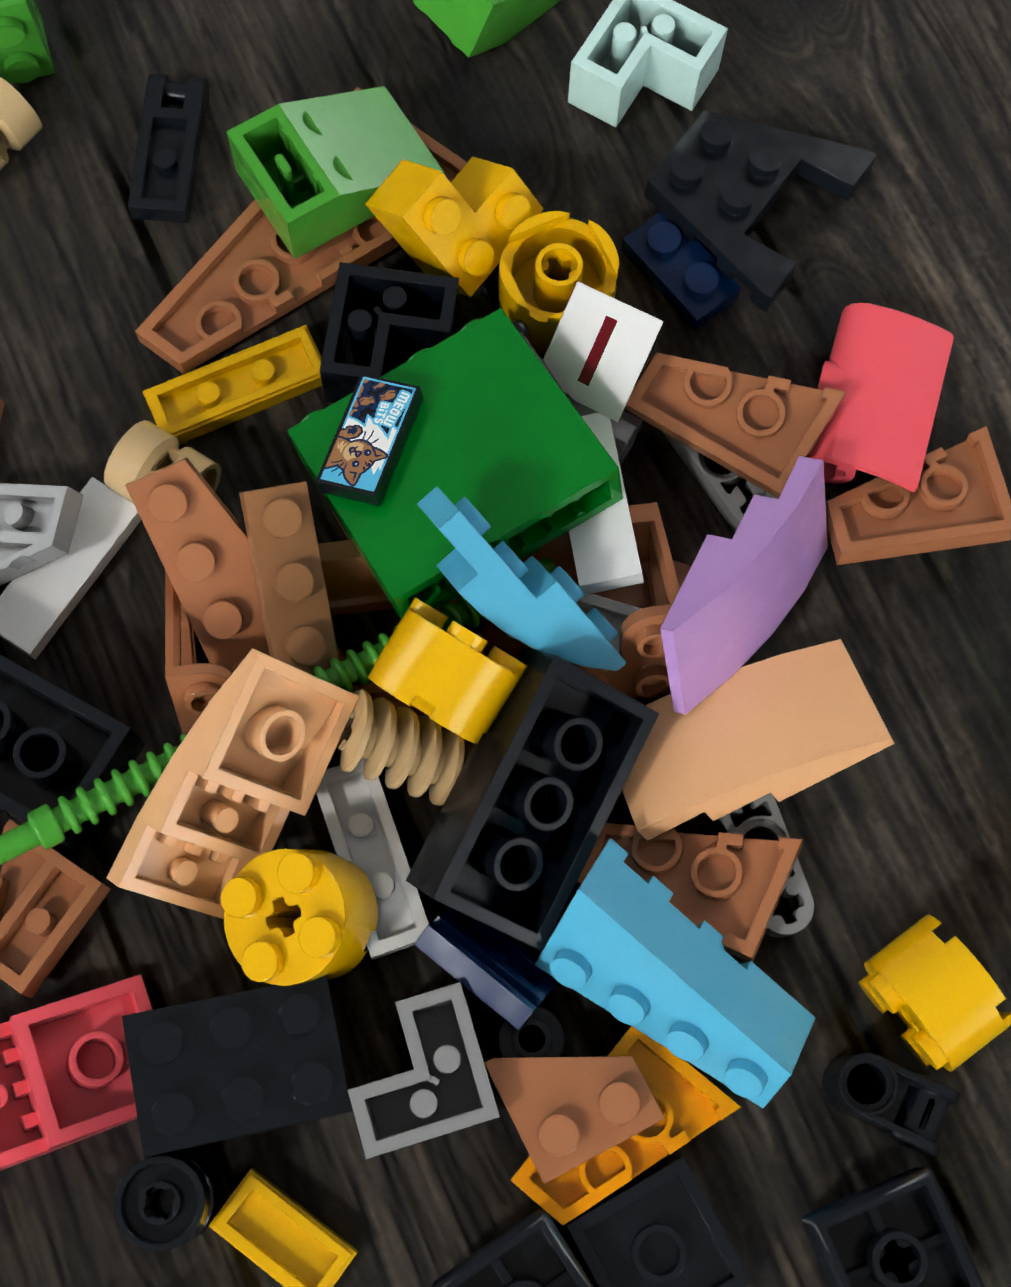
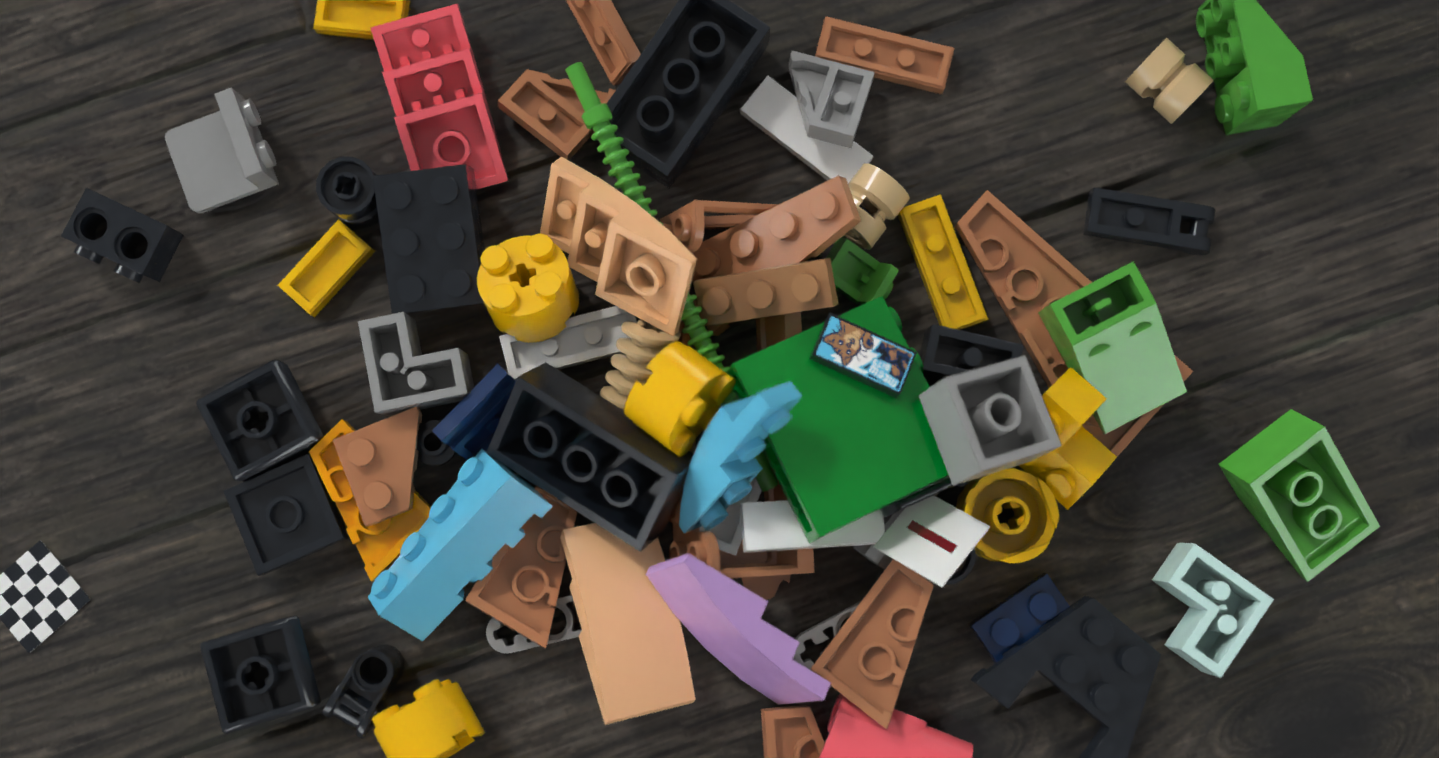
camera: 100 degrees right, 10 degrees up
(259, 465) = (859, 274): none -> bright green bracket
(446, 276) = (989, 420): none -> light grey brick

